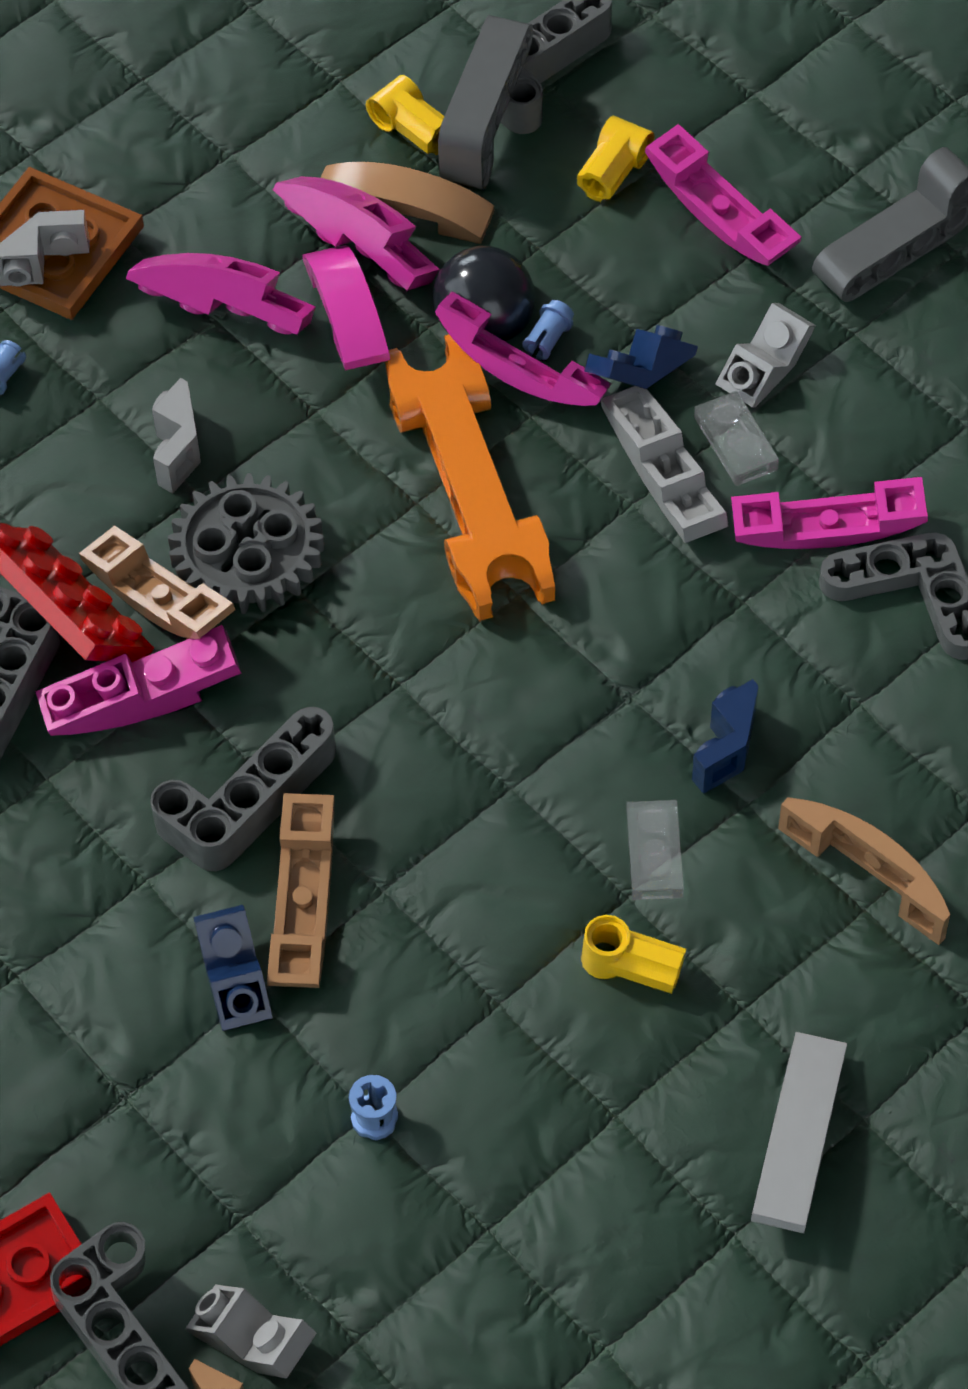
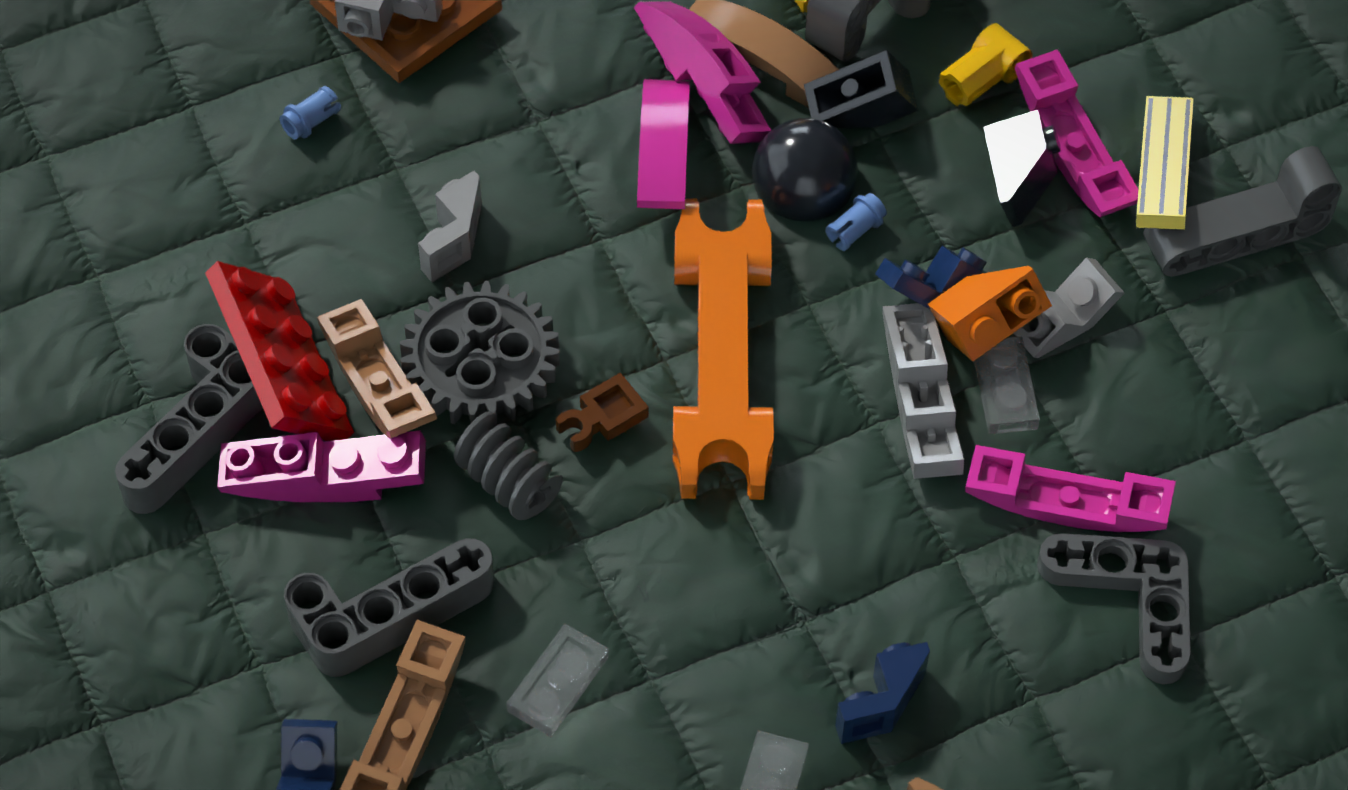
camera: 15 degrees right, 0 degrees up
(208, 280) = (542, 81): dark pink slope -> none
(310, 640) = (504, 469): none -> dark grey piece
(382, 559) = (605, 408): none -> reddish brown plate
(429, 811) = (557, 680): none -> clear plate
(466, 326) = (804, 247): dark pink slope -> none
(513, 212) = (863, 93): none -> black slope
(681, 233) = (1022, 162): none -> slope
(700, 372) = (989, 308): none -> orange slope
(811, 200) = (1165, 163): none -> light yellow tile

